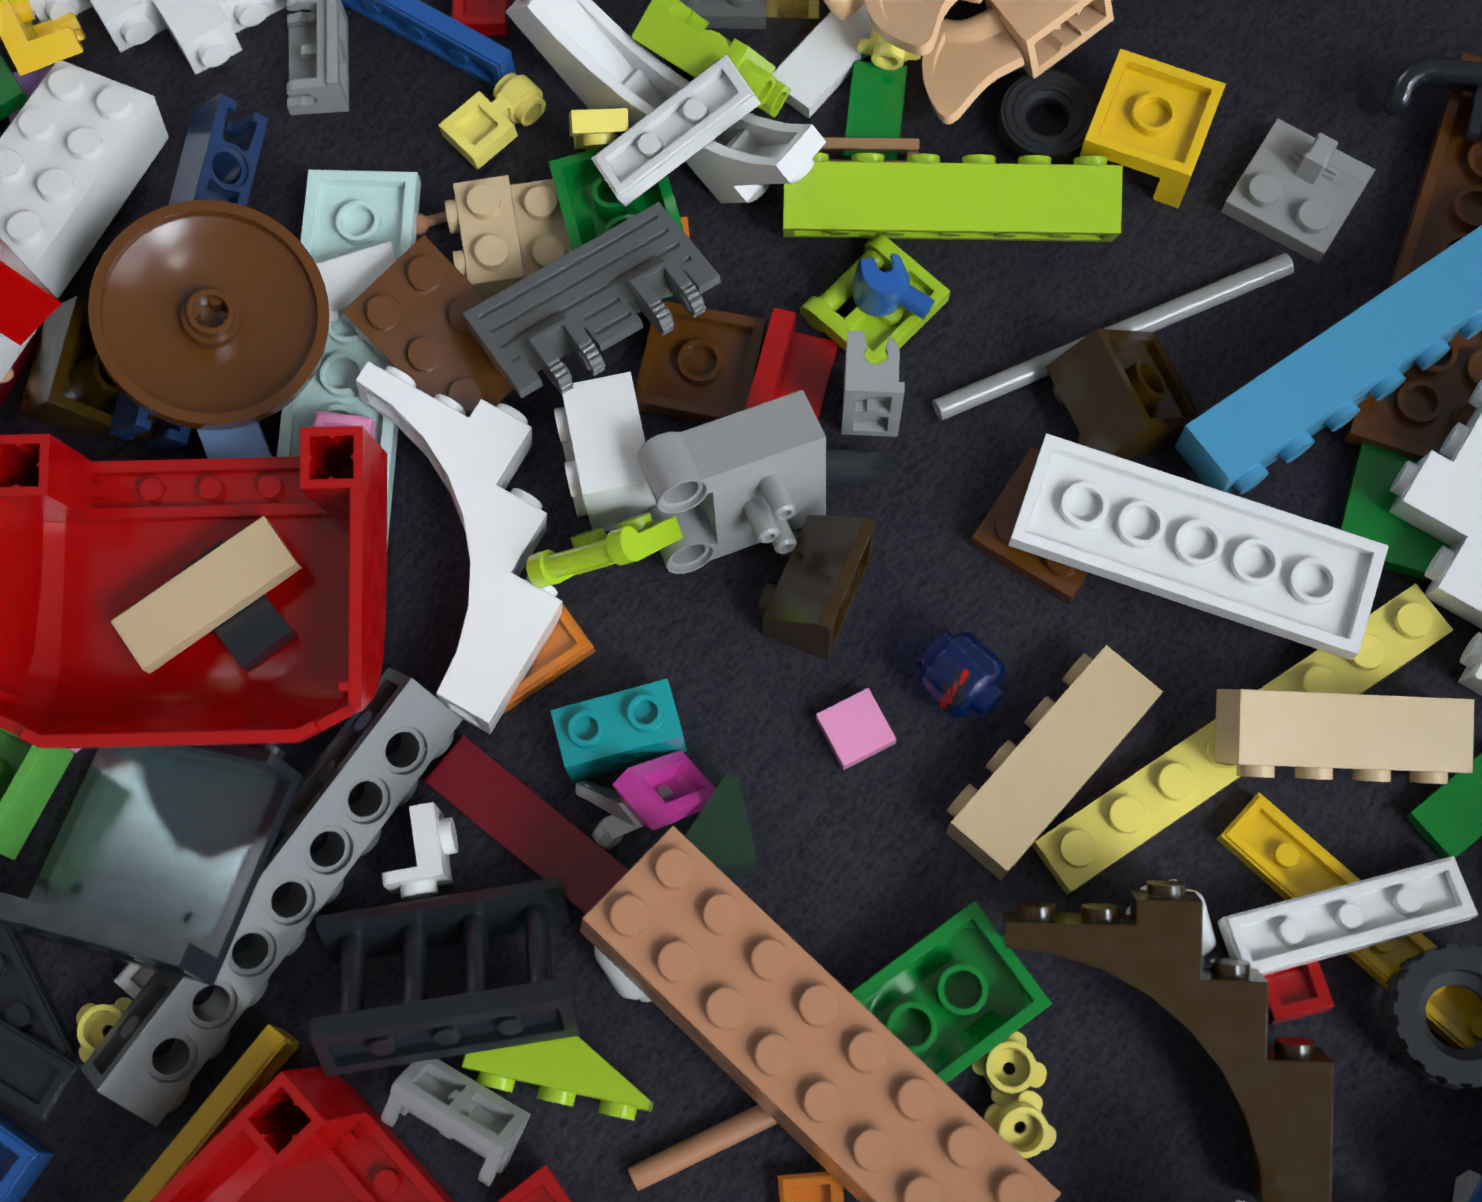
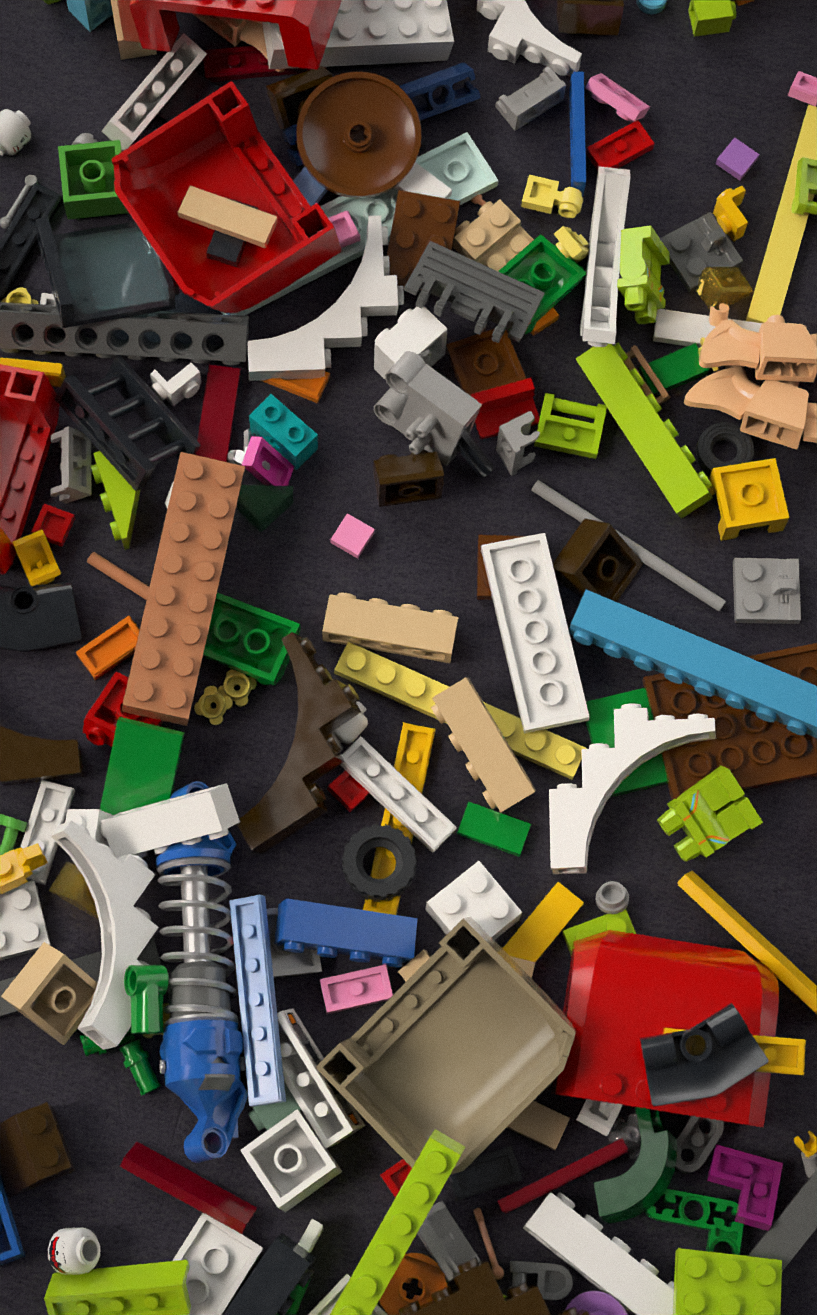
camera: 50 degrees right, 0 degrees up
(594, 549) = (360, 371): lime plate -> none
(675, 130) = (585, 278): white tile -> none
(883, 292) = (575, 425): blue piece -> none
(961, 675) = (405, 564): clear blue head -> none

